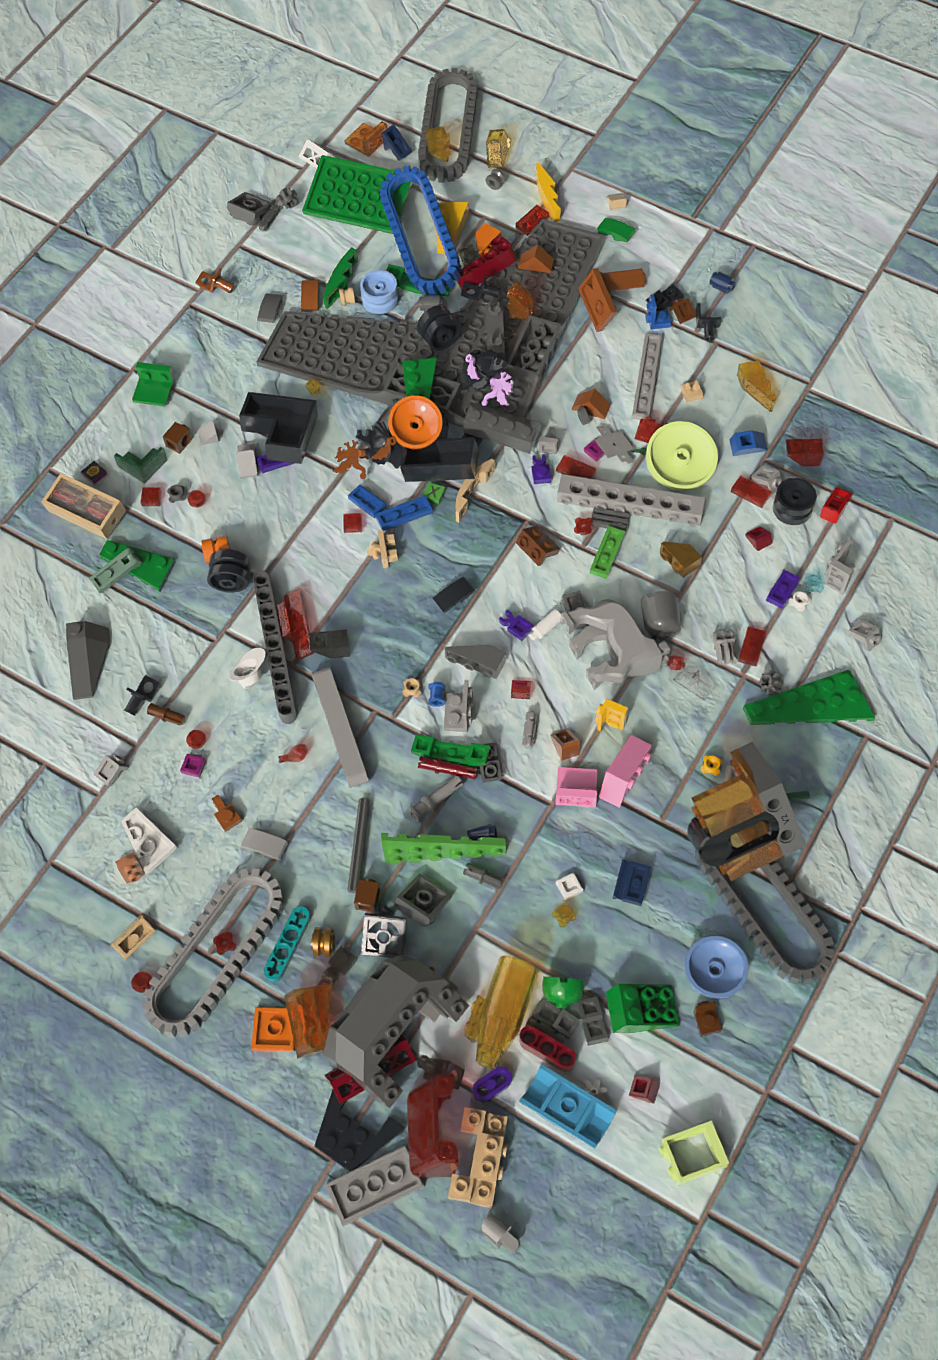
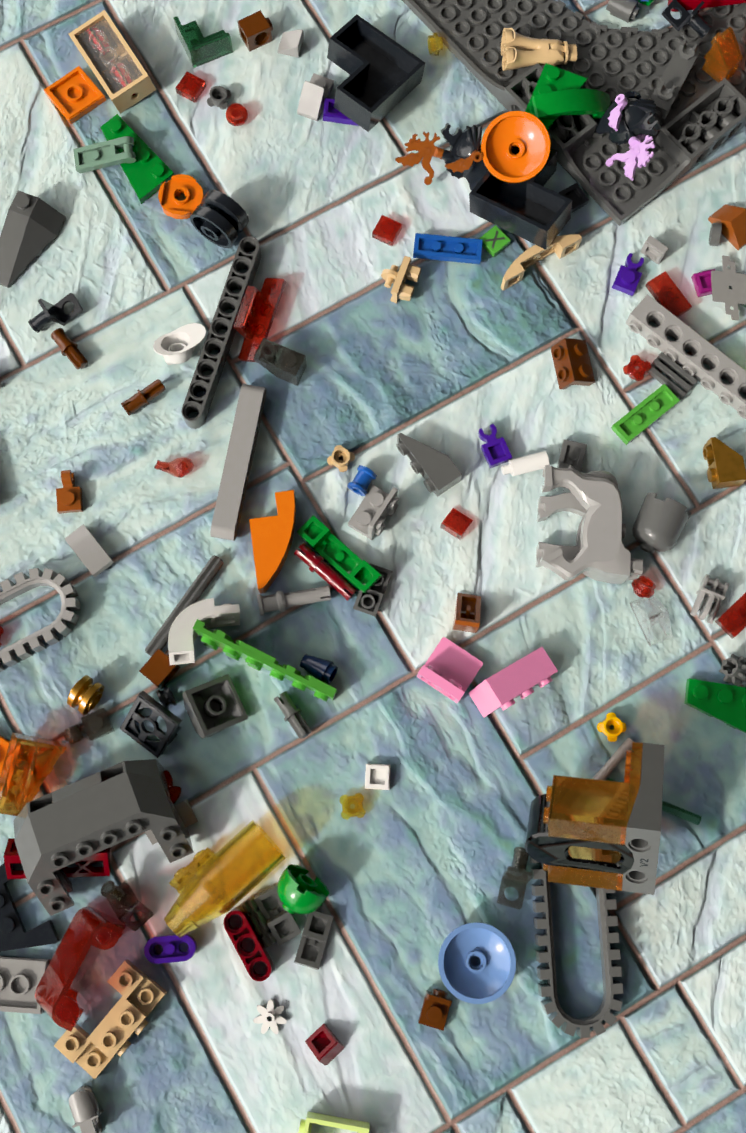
camera: 25 degrees right, 15 degrees up
(66, 542) = (75, 95): none -> orange tile
(93, 472) = (146, 27): tile -> none
(190, 581) = (180, 184): none -> orange plate
(193, 765) = (66, 421): magenta tile -> none
(196, 739) = (85, 394): clear red plate -> none
(210, 546) = (228, 184): orange wheel -> none
(241, 719) = (143, 397): none -> reddish brown axle
(284, 942) = (50, 671): teal beam -> none
(366, 501) = (416, 212): blue plate -> none
(371, 852) = (182, 635): none -> white arch
(381, 361) = (525, 51): none -> tan piece
(395, 764) = (273, 539): none -> orange slope
(434, 377) = (570, 102): none -> green slope
(438, 327) = (611, 42): black wheel -> none
(454, 593) = (446, 374): black slope -> none
(501, 427) = (613, 201): dark grey slope -> none
(529, 729) = (438, 576): light grey axle -> none
(568, 1107) = (232, 1020): dark azure piece -> none
(611, 713) = (538, 614): yellow bracket -> none
(632, 882) = (445, 812): dark blue plate -> none
(641, 1007) = (373, 958): green slope -> none
(708, 899) = (515, 877): none -> clear smoke bracket

